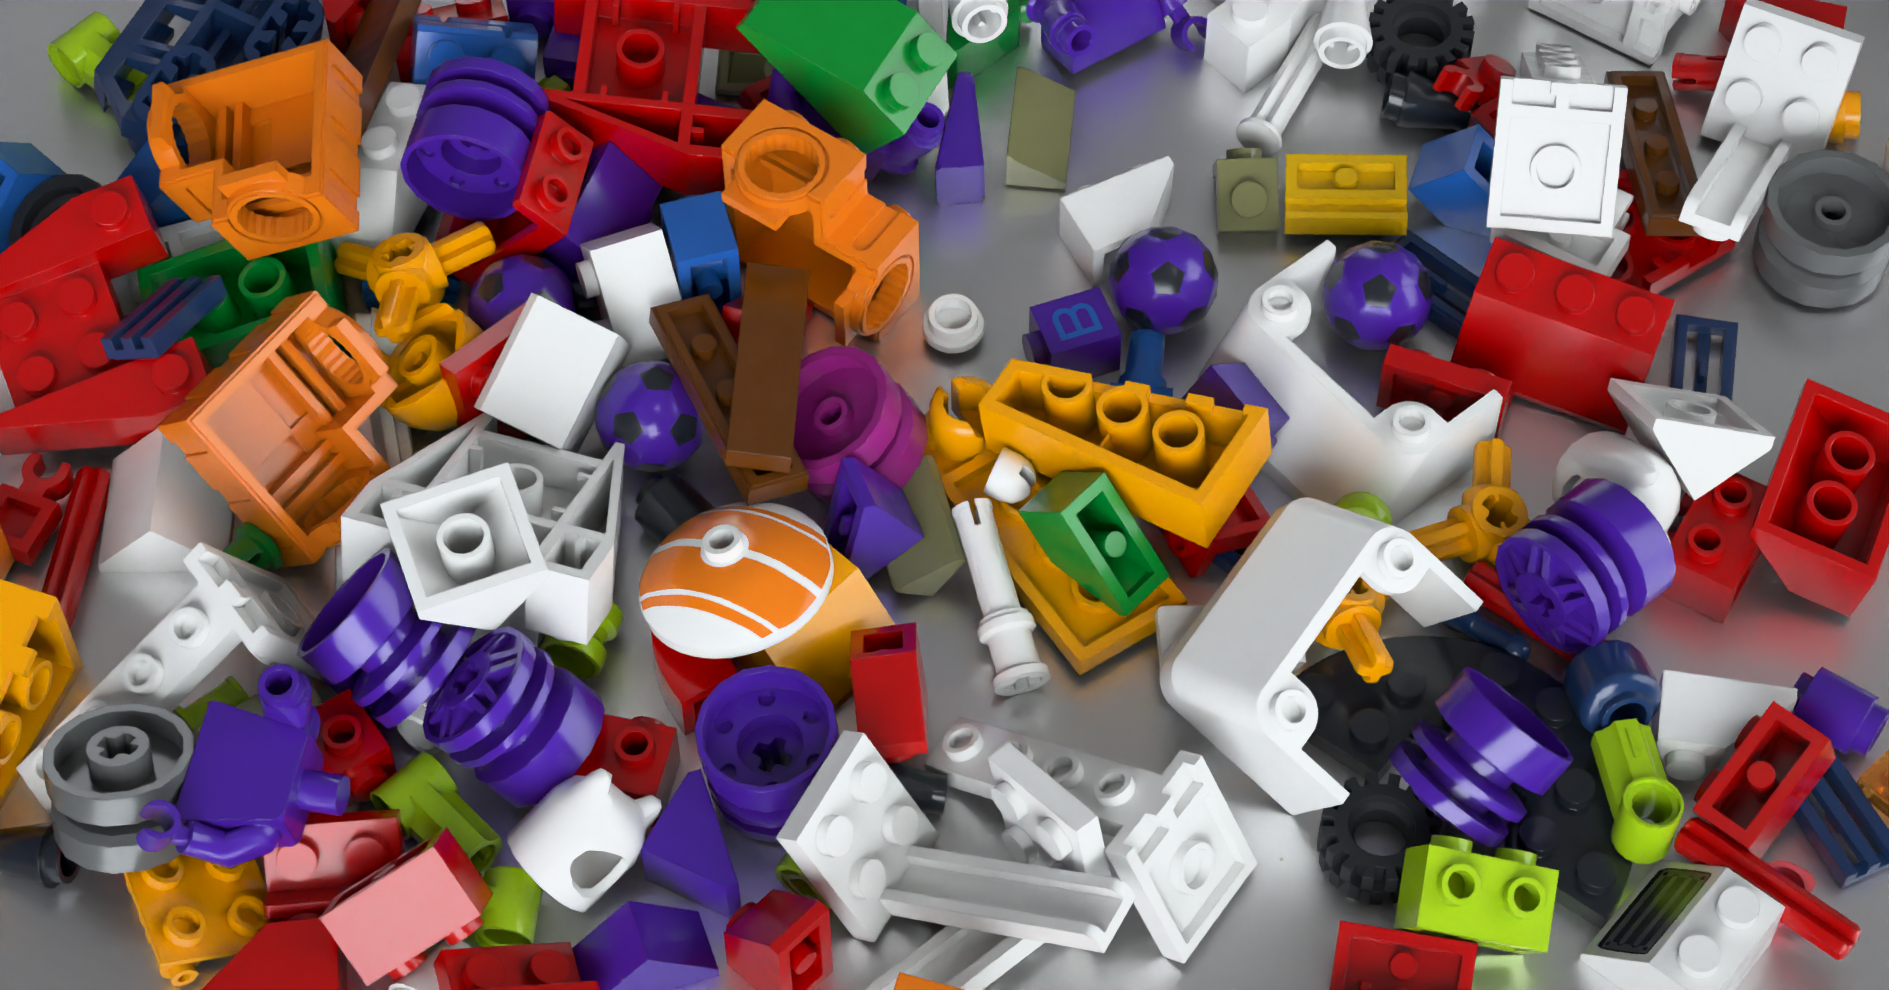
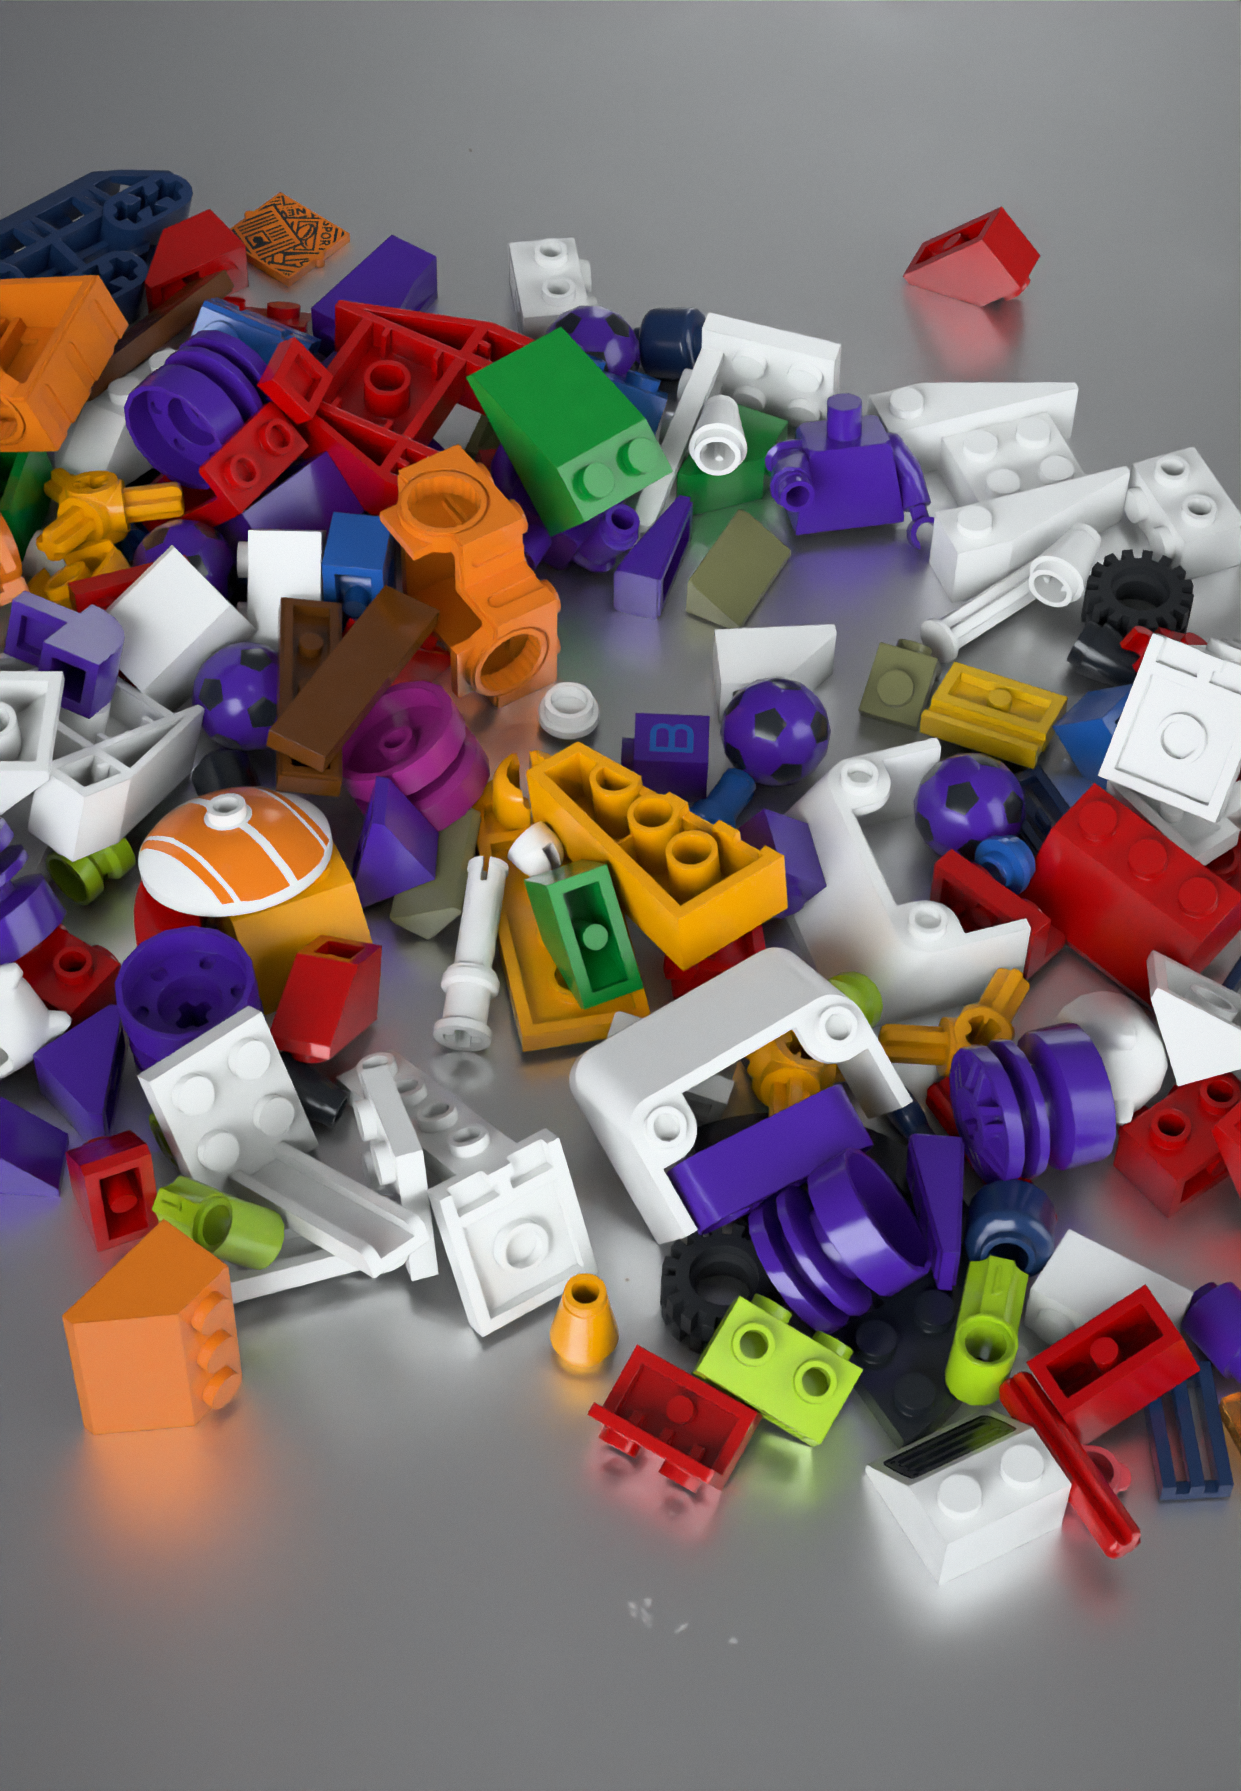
camera: 20 degrees right, 5 degrees down
(479, 428) = (79, 644): none -> dark purple brick
(564, 82) = (295, 380): none -> red plate
(893, 945) = (221, 1223): none -> lime piece
(1276, 917) = (584, 1322): none -> light orange cone
(1385, 701) = (766, 1158): none -> dark purple beam
(1439, 335) = (1007, 861): none -> blue plate
(1535, 674) = (936, 1187): none -> dark purple slope

